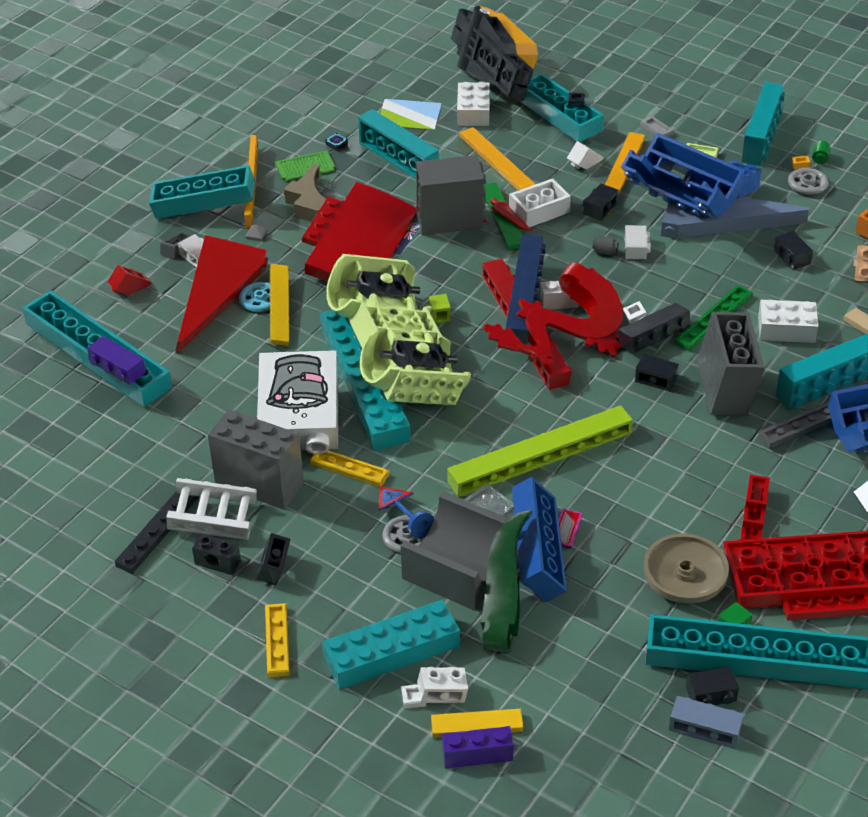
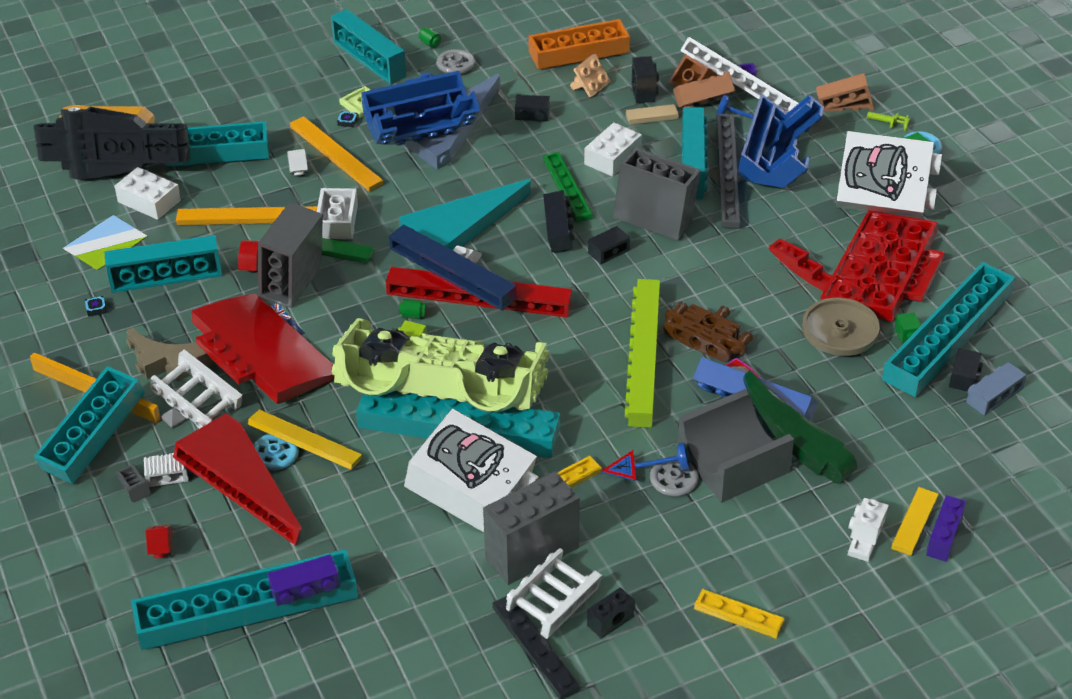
camera: 60 degrees left, 0 degrees up
(273, 559) = (650, 573): black brick -> none
(292, 233) = (202, 375): none -> white fence
(296, 167) = (106, 343): bright green window -> none
(391, 644) = (802, 537): teal brick -> none
(471, 295) = (412, 309): none -> green brick
(491, 500) = (676, 406): clear plate -> none
(504, 210) = (329, 239): red bar -> none
(576, 99) = (229, 126): black tile -> none
(586, 289) = (495, 234): red animal -> none
(600, 202) = (373, 178): black brick -> none
(603, 480) = (706, 331): none -> reddish brown piece
(605, 245) = (427, 200): dark grey brick -> none
(624, 276) = (465, 218): none -> teal slope
(634, 312) = (533, 224): white brick -> none
(636, 242) = (439, 184): white brick -> none
(655, 126) = (300, 106): light grey tile -> none
(801, 162) = (430, 53): light orange plate -> none

